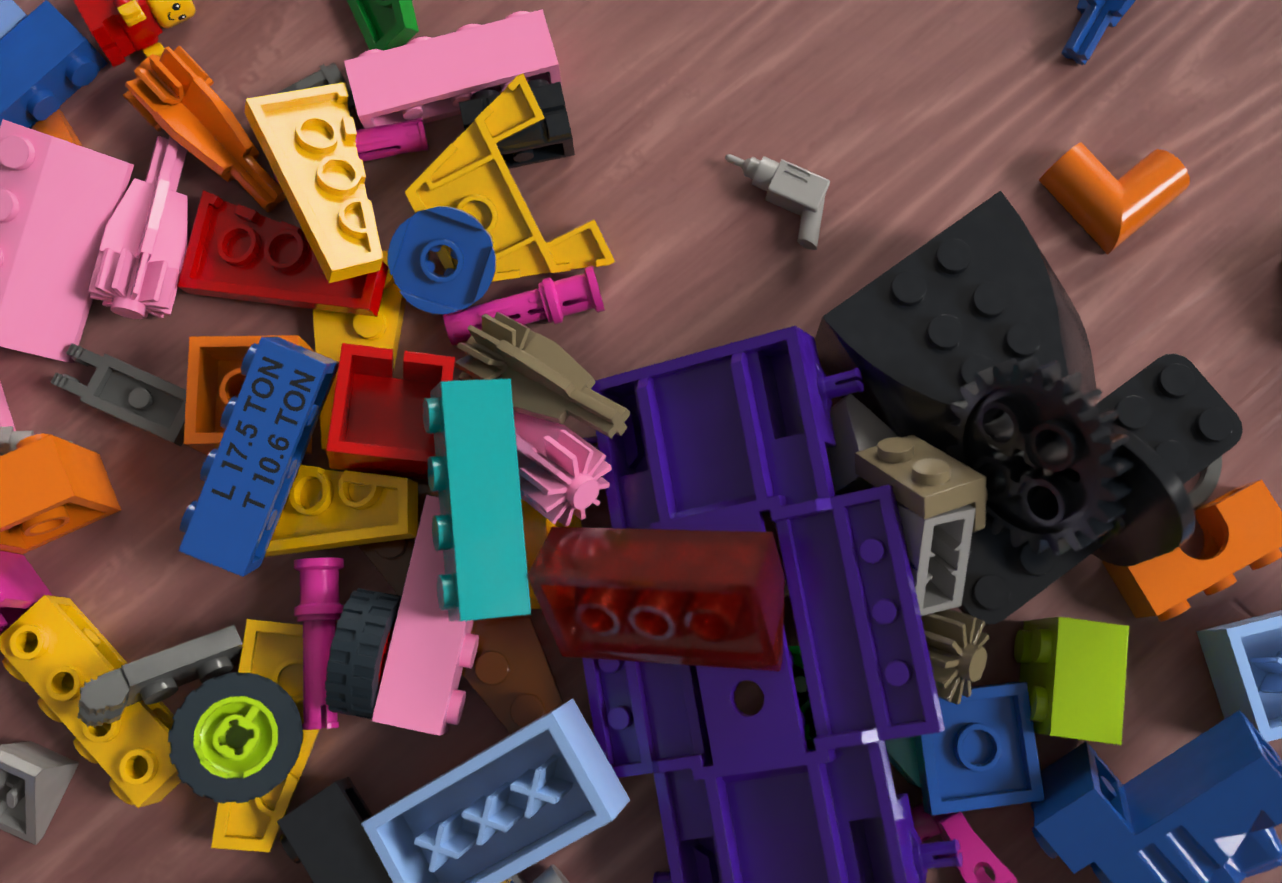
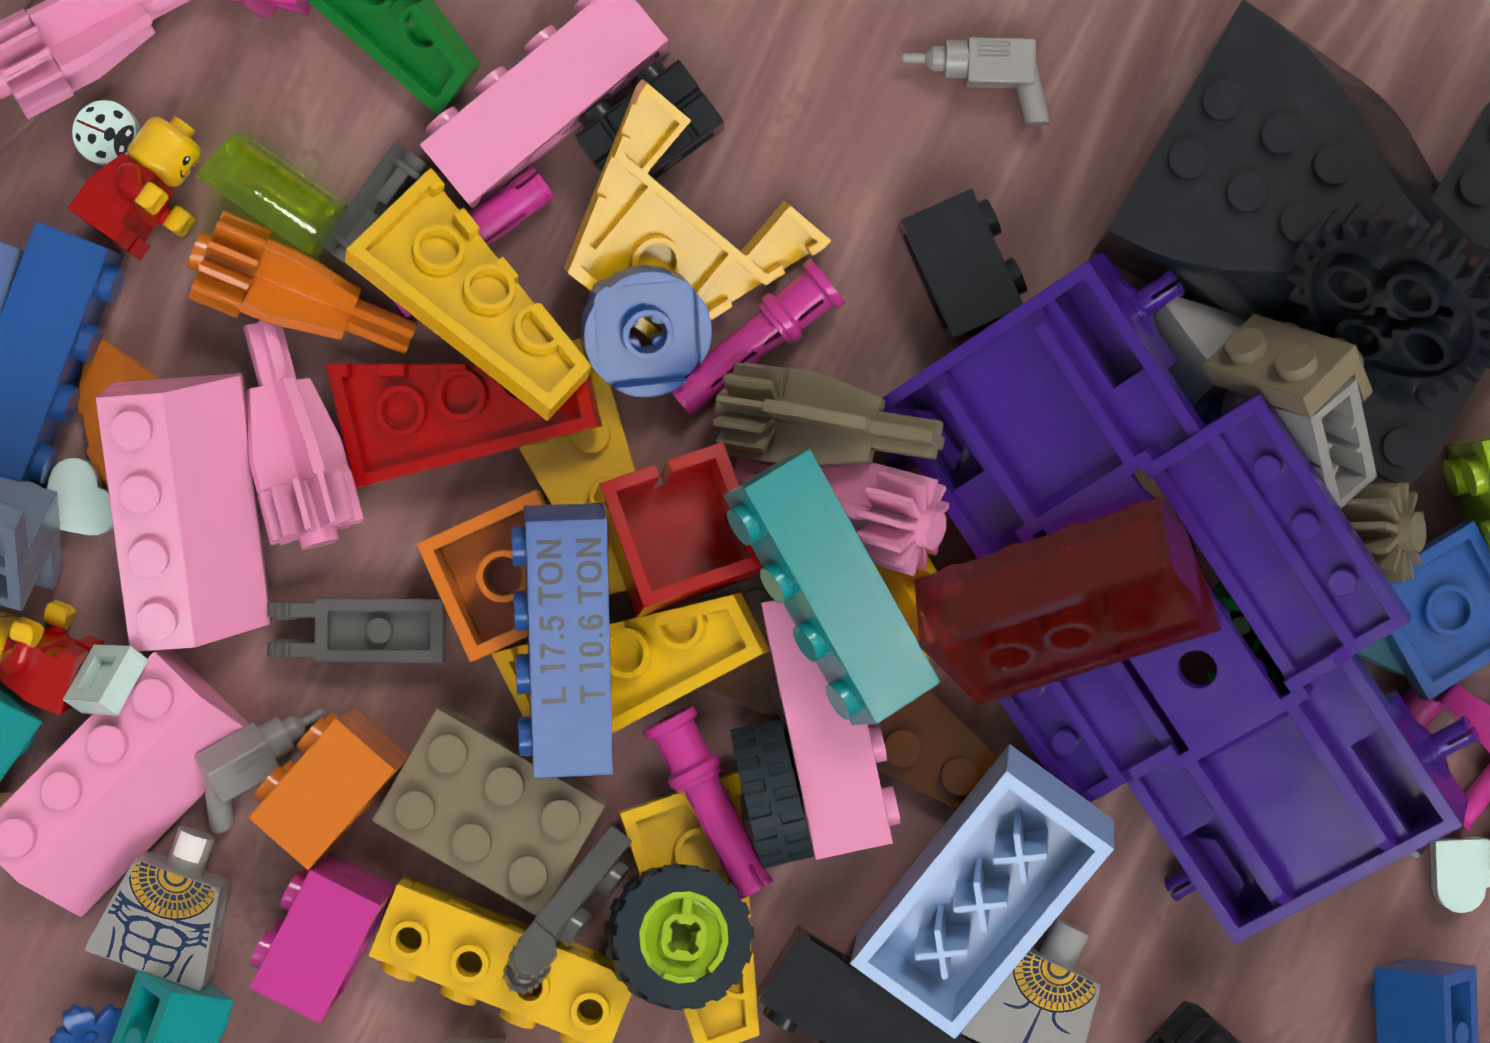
camera: 20 degrees left, 10 degrees up
(138, 578) = (485, 813): none -> dark tan brick
(225, 54) = (273, 191): none -> clear neon green brick
(704, 305) = (962, 264): none -> black piece

